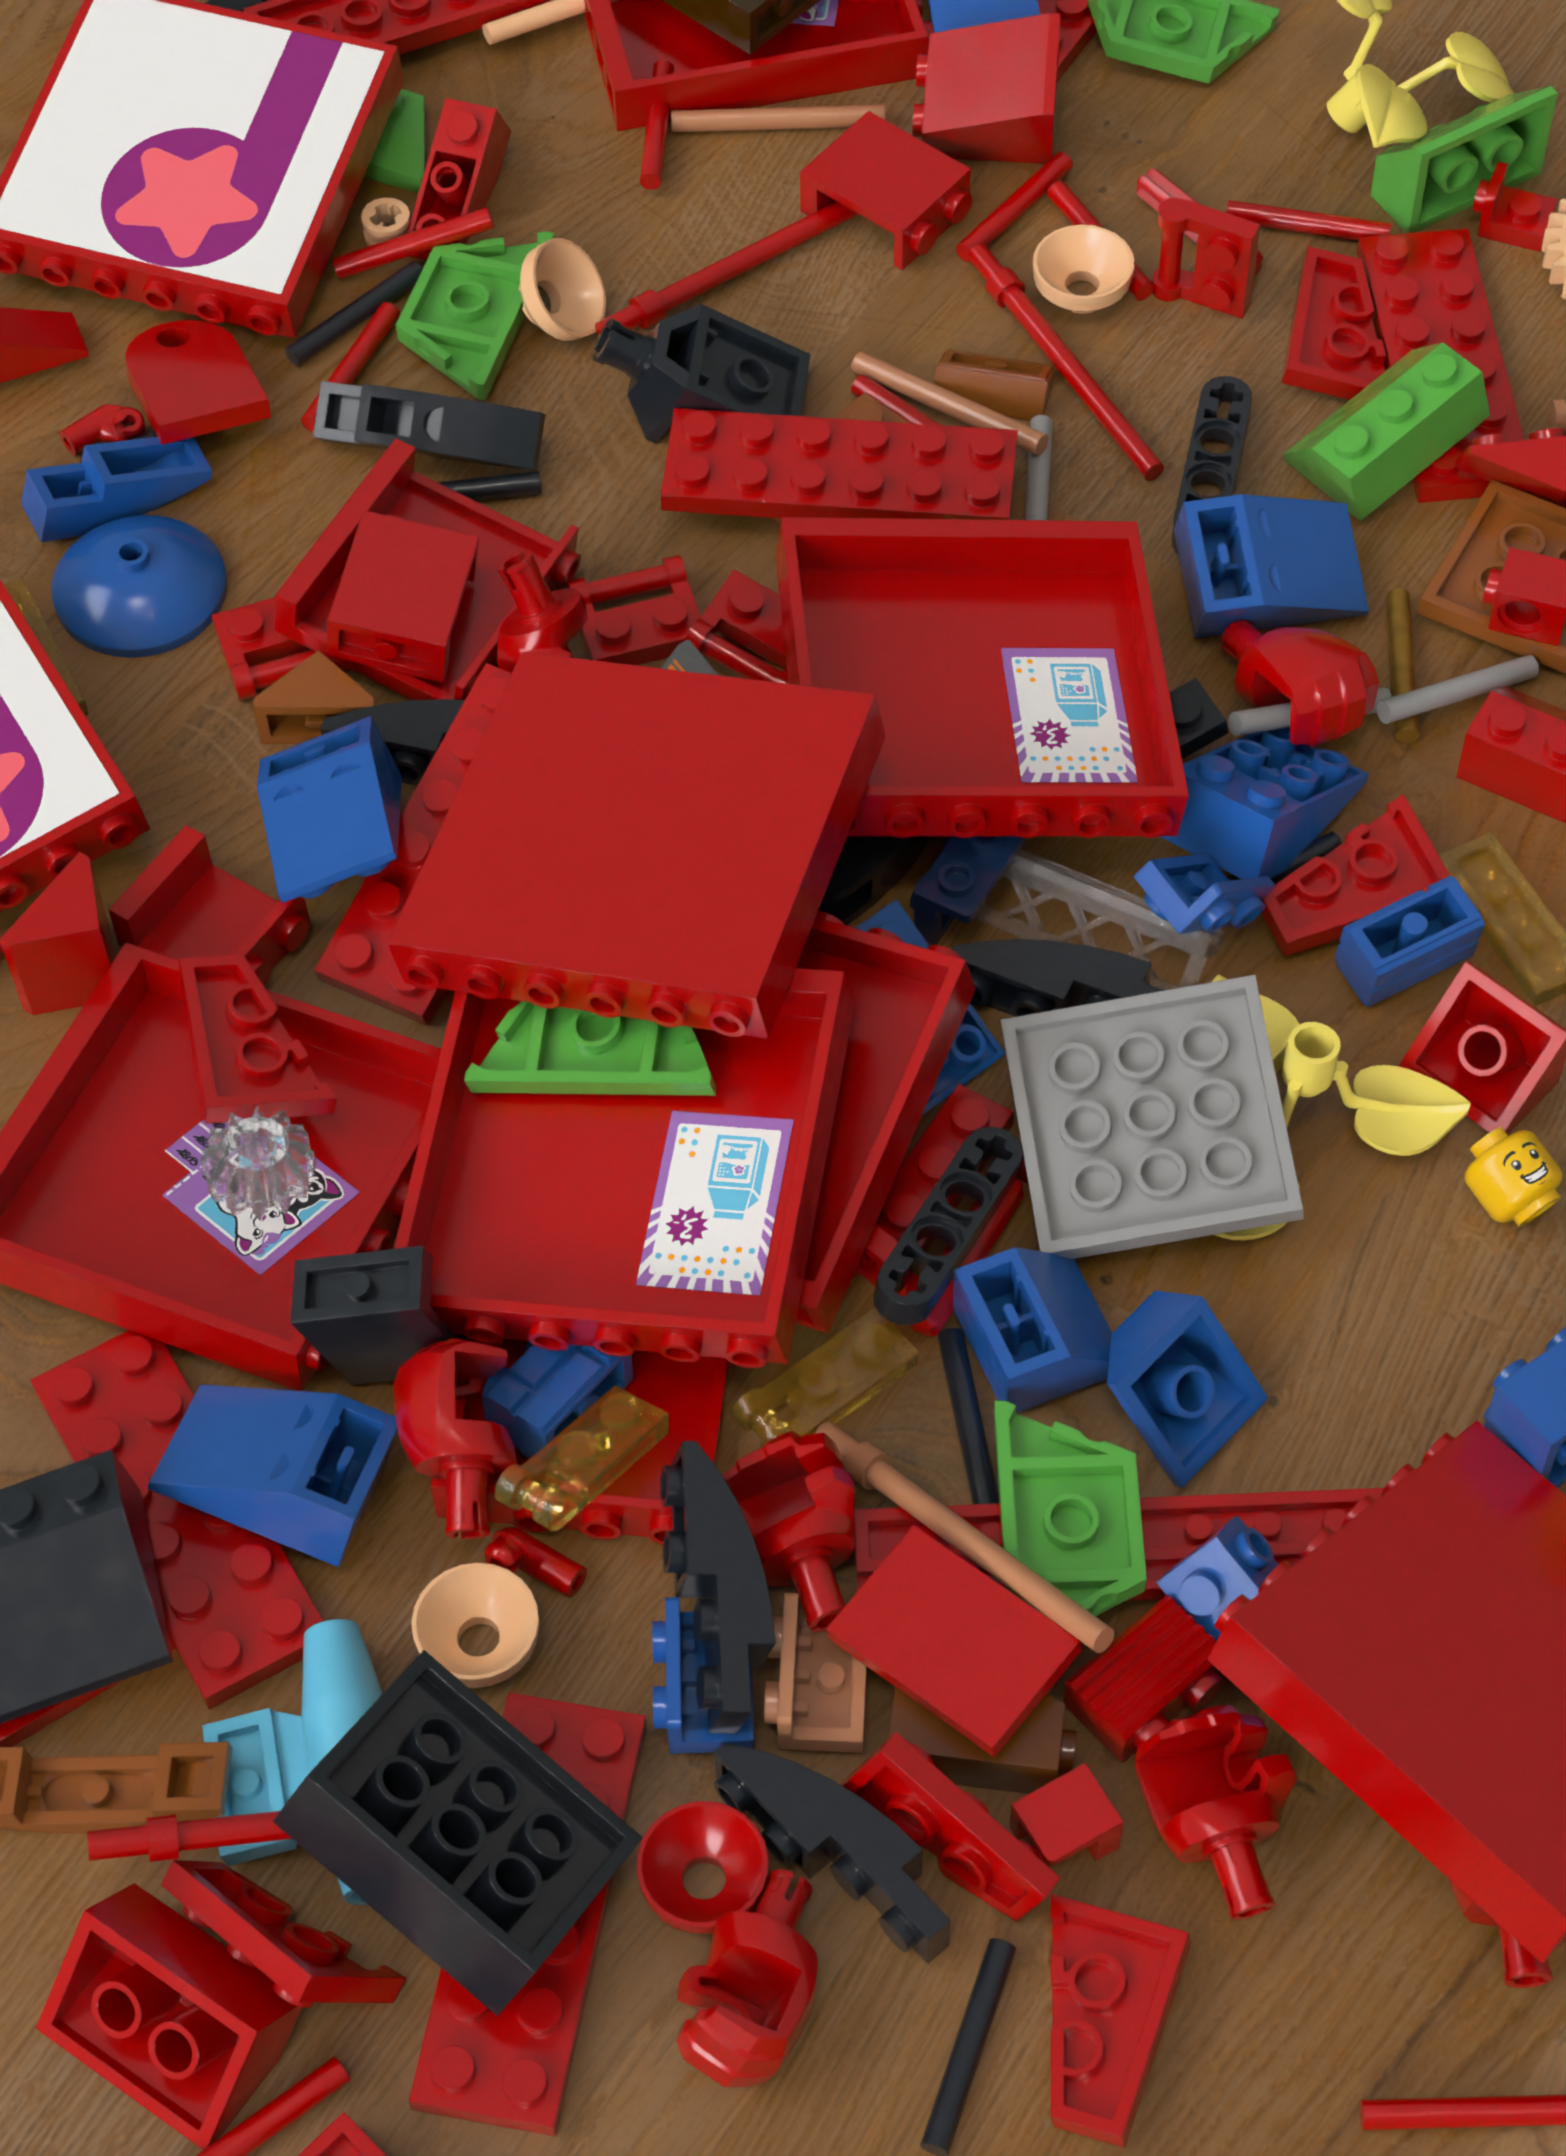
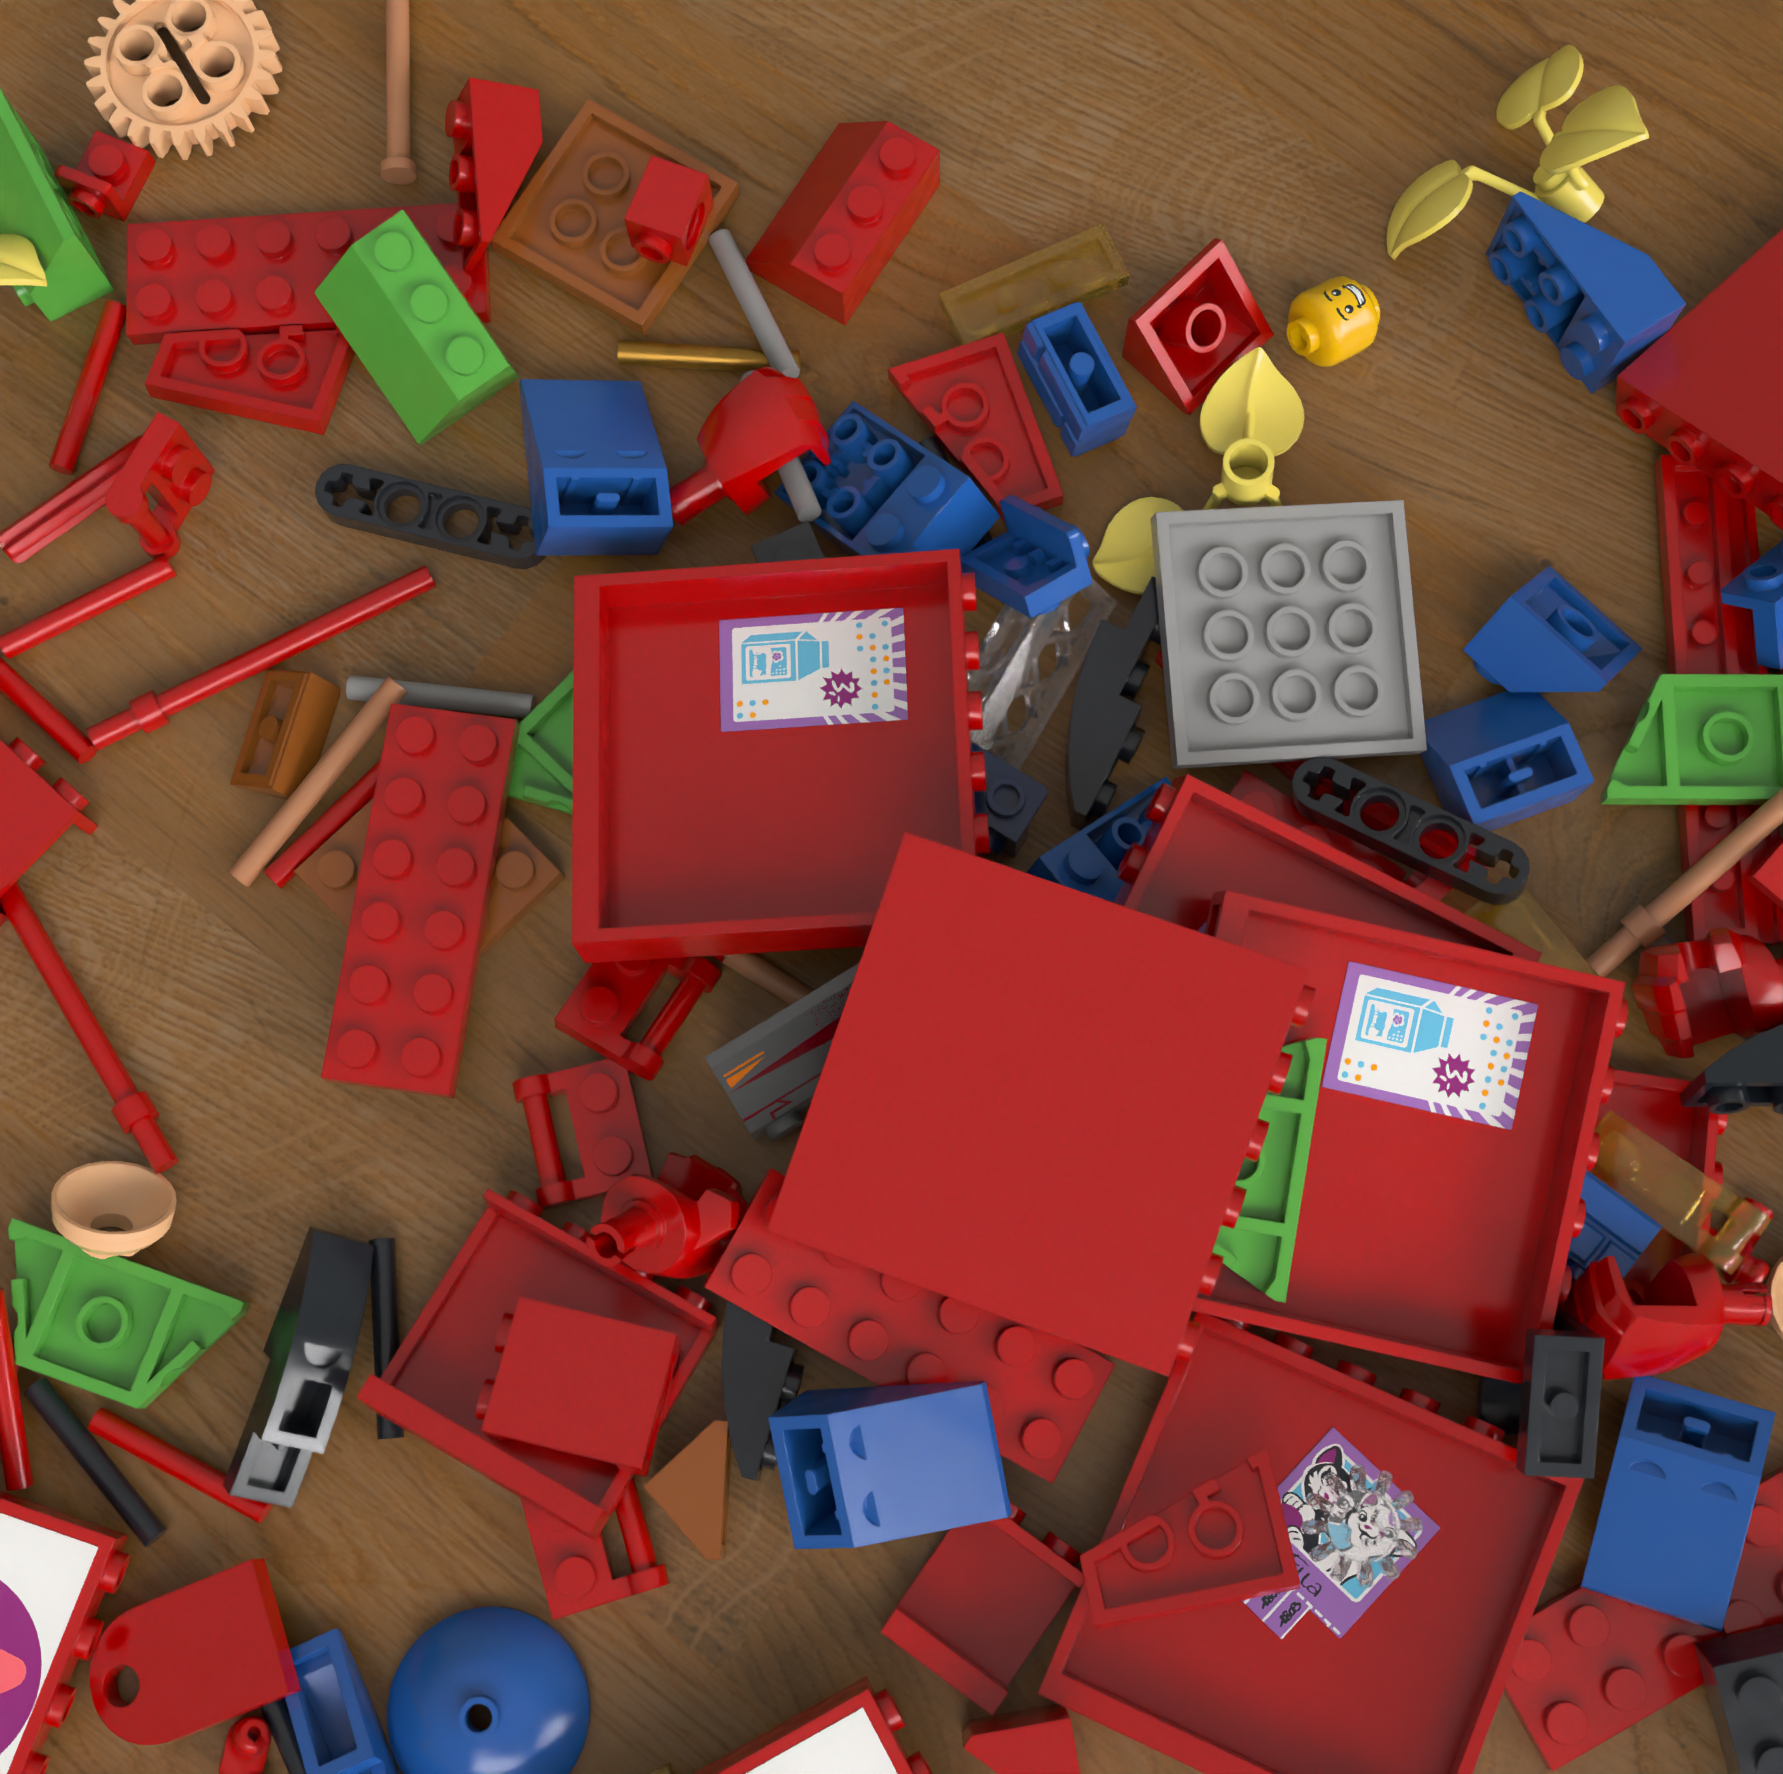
camera: 85 degrees left, 20 degrees up
(703, 364) = (263, 1039): black plate -> none
(968, 1417) = (1594, 832): black bar -> none
(1083, 255) = (130, 600): light nougat piece -> none

